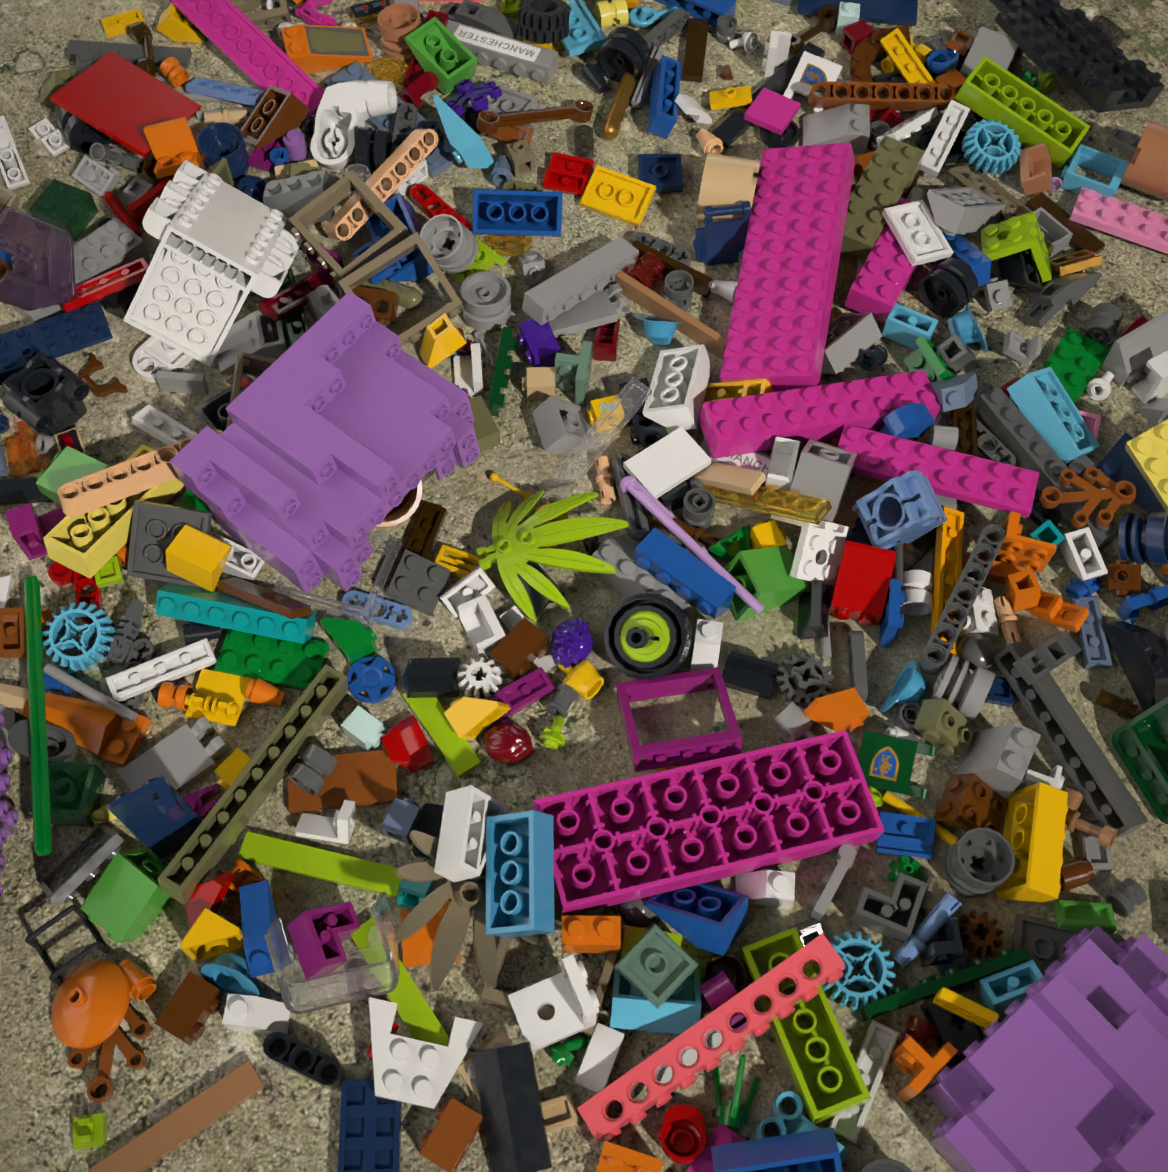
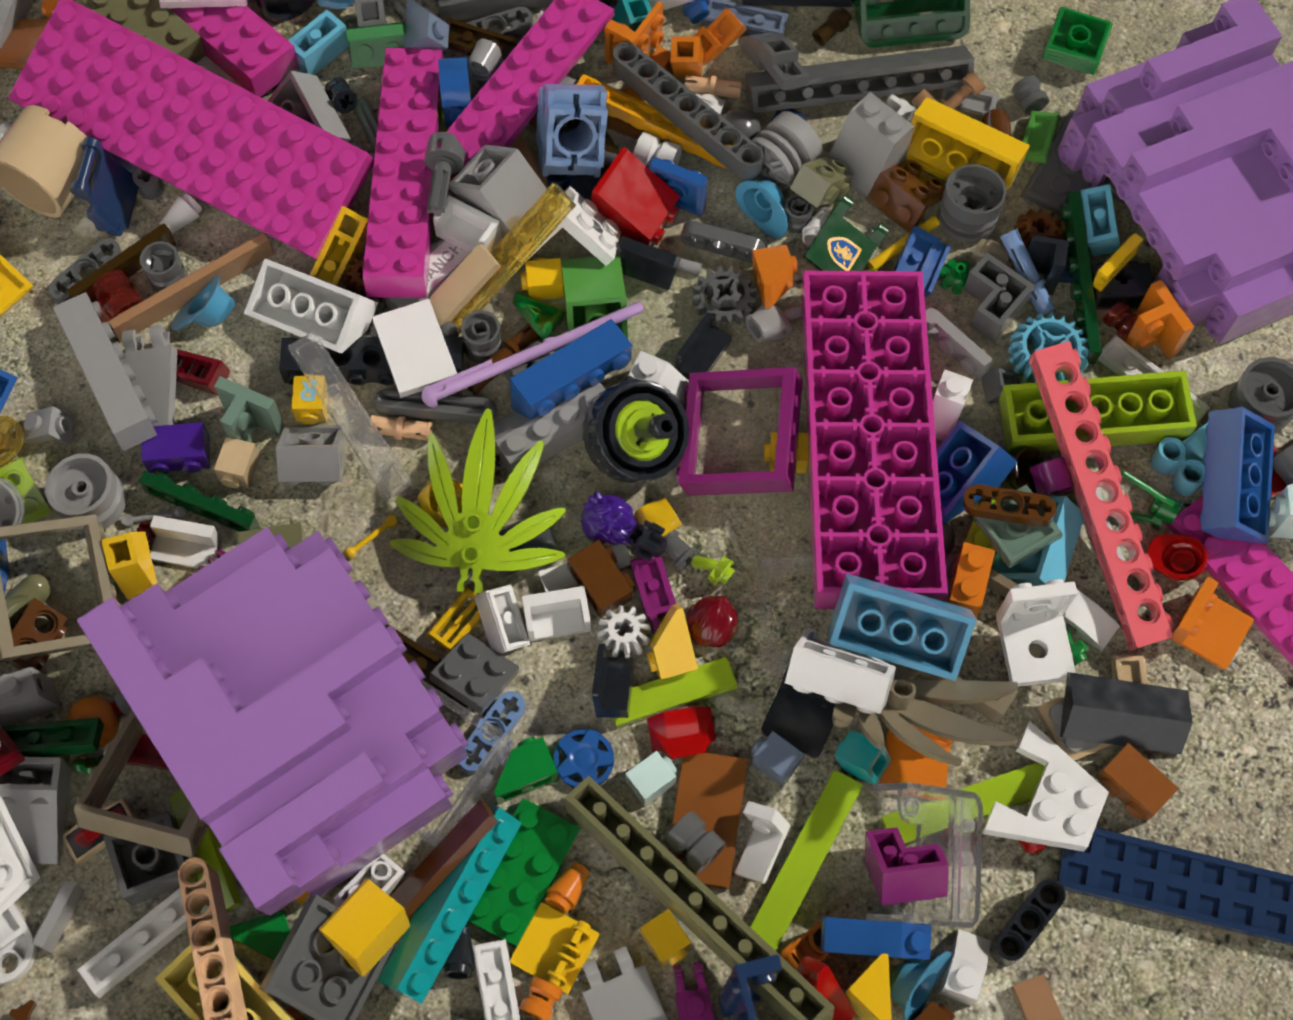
camera: 75 degrees left, 5 degrees up
(556, 671) = (647, 541): none -> black gear
(662, 971) = (1030, 518): none -> reddish brown beam
(830, 428) = (443, 162): none -> dark grey piece

